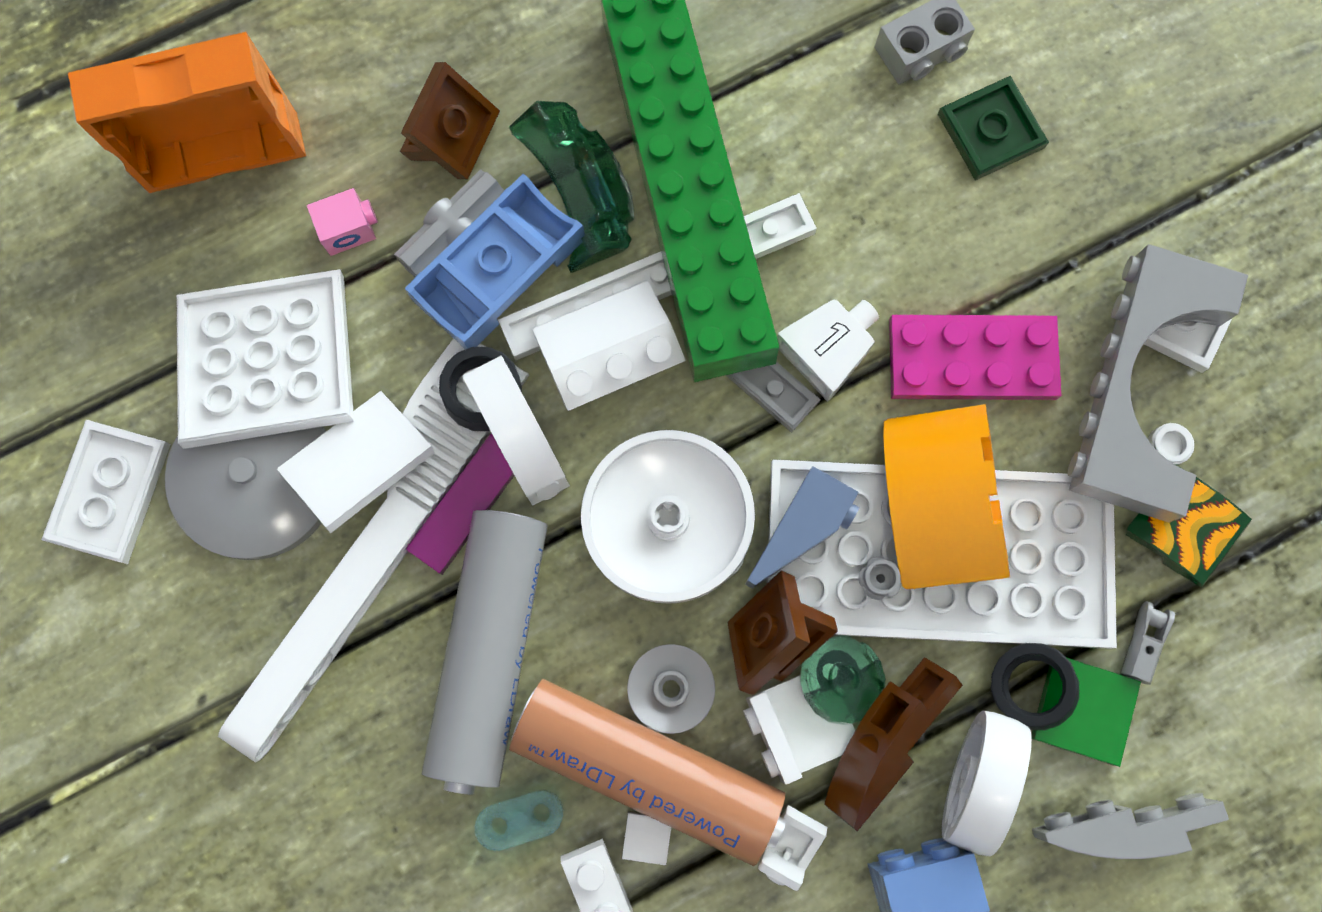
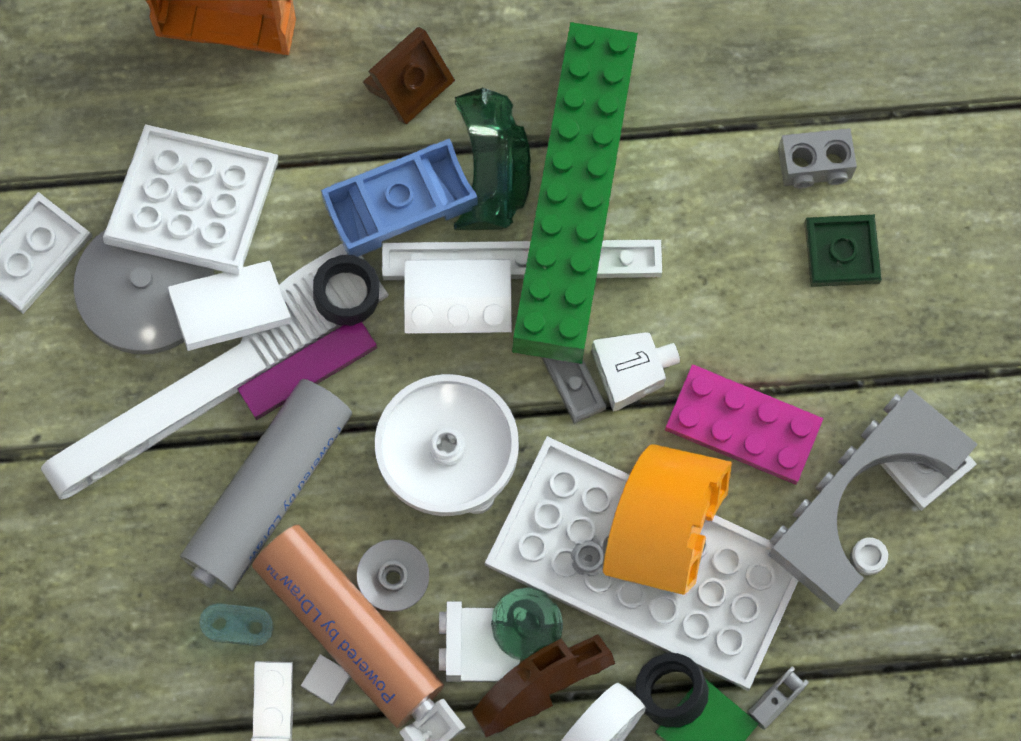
camera: 20 degrees right, 5 degrees down
(343, 221) = (296, 119): bright pink brick -> none
(447, 221) = (376, 151): light grey piece -> none
(516, 430) = (358, 333): white arch -> none
(775, 634) = (489, 566): reddish brown bracket -> none
(811, 518) = (548, 493): sand blue slope -> none
(1195, 542) = (857, 628): slope -> none

